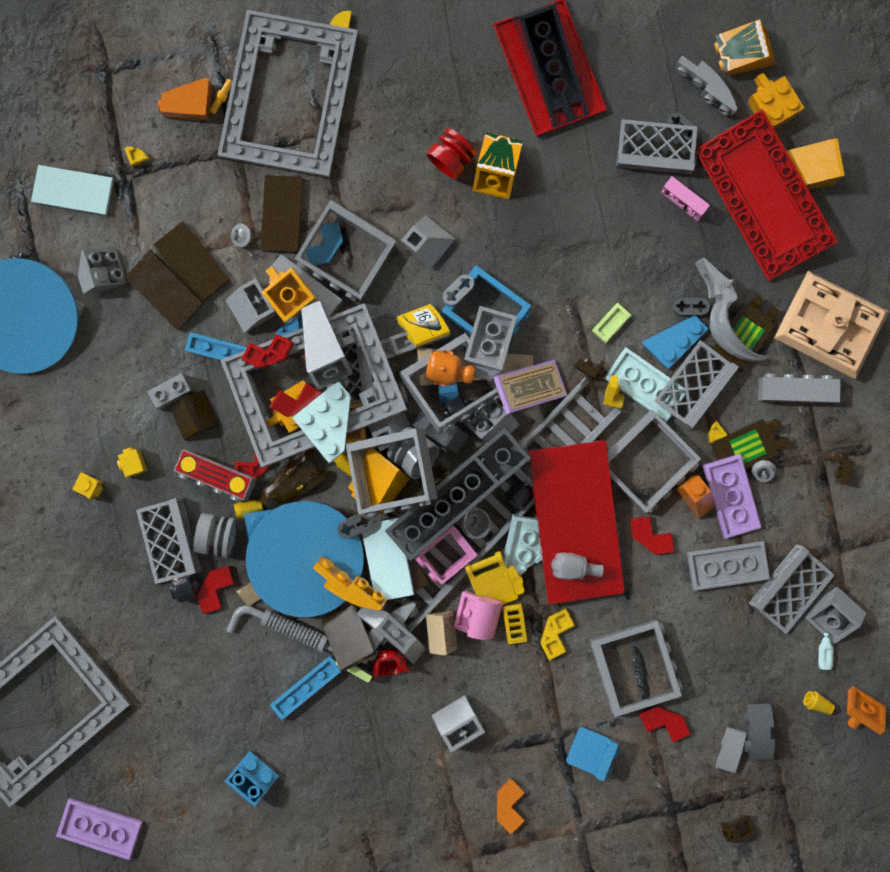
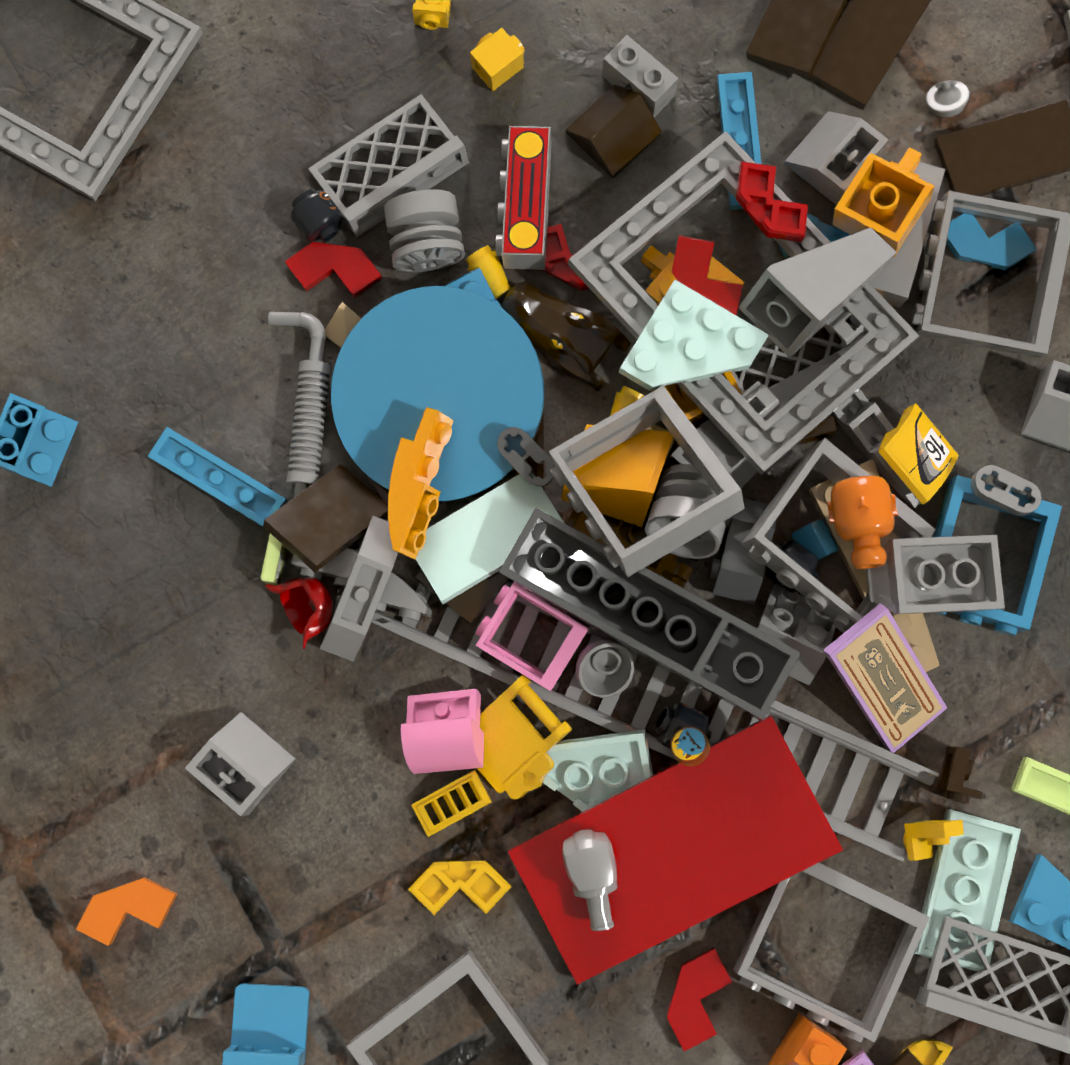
camera: 70 degrees right, 5 degrees down
(441, 632) = (391, 678): tan slope -> none
(529, 496) = (690, 746): none -> tile

